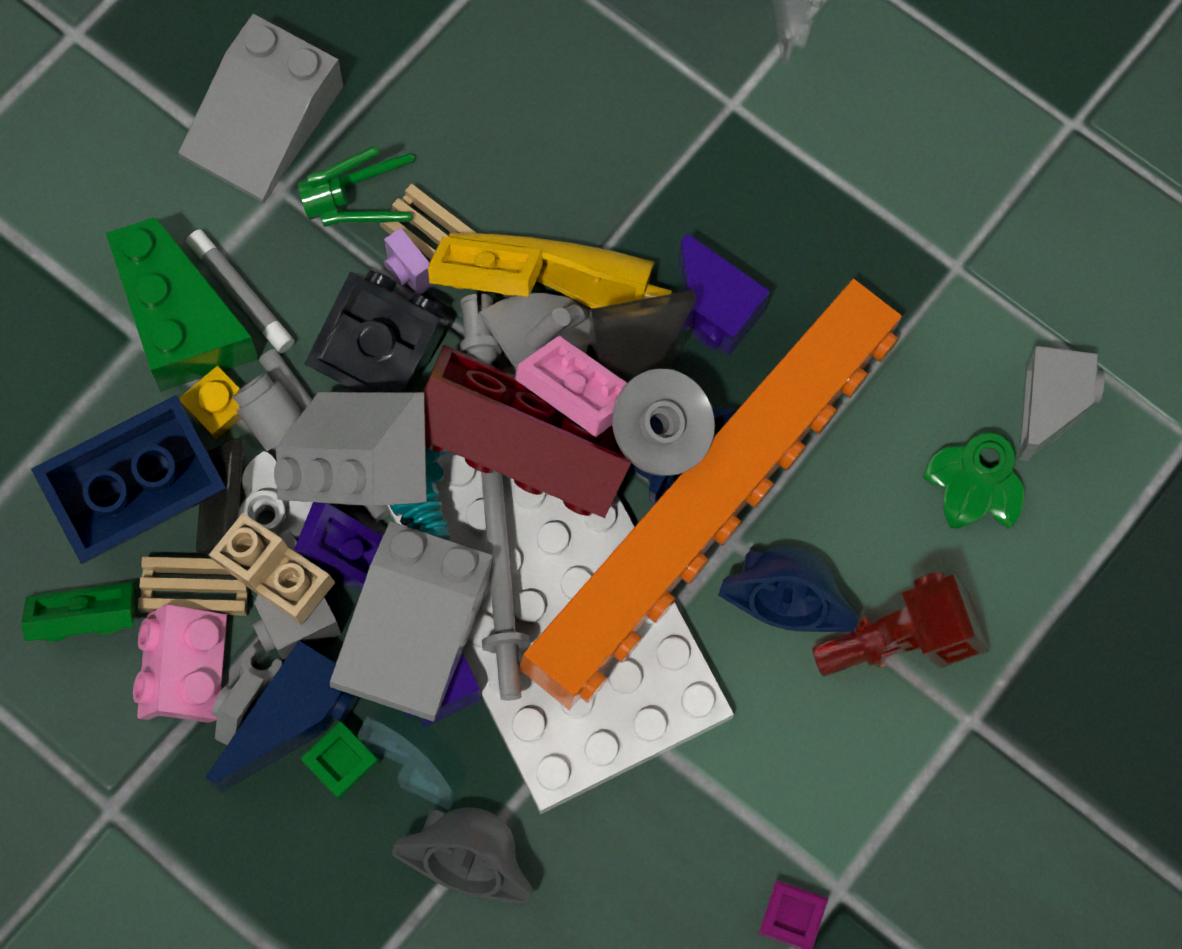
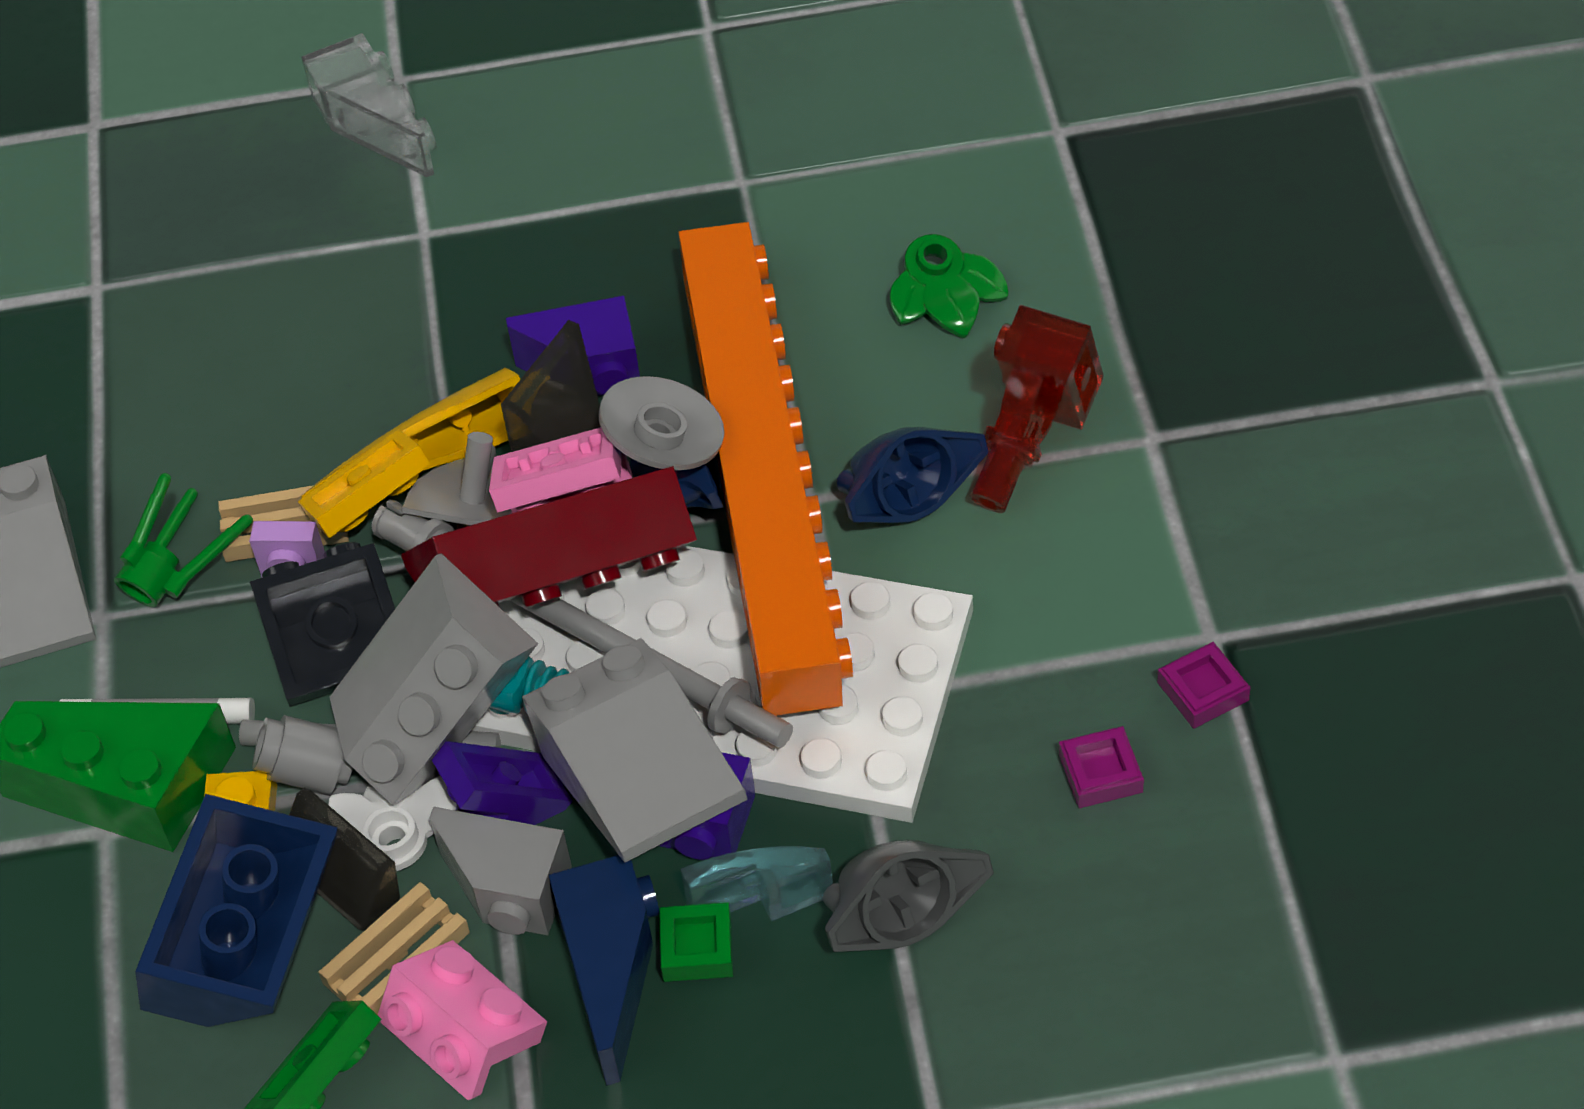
camera: 40 degrees left, 20 degrees down
(237, 702) = (549, 980): light grey plate -> none
(272, 568) = (447, 845): tan slope -> none
(674, 901) = (1101, 767): none -> magenta tile
(1056, 396) = (925, 179): light grey slope -> none

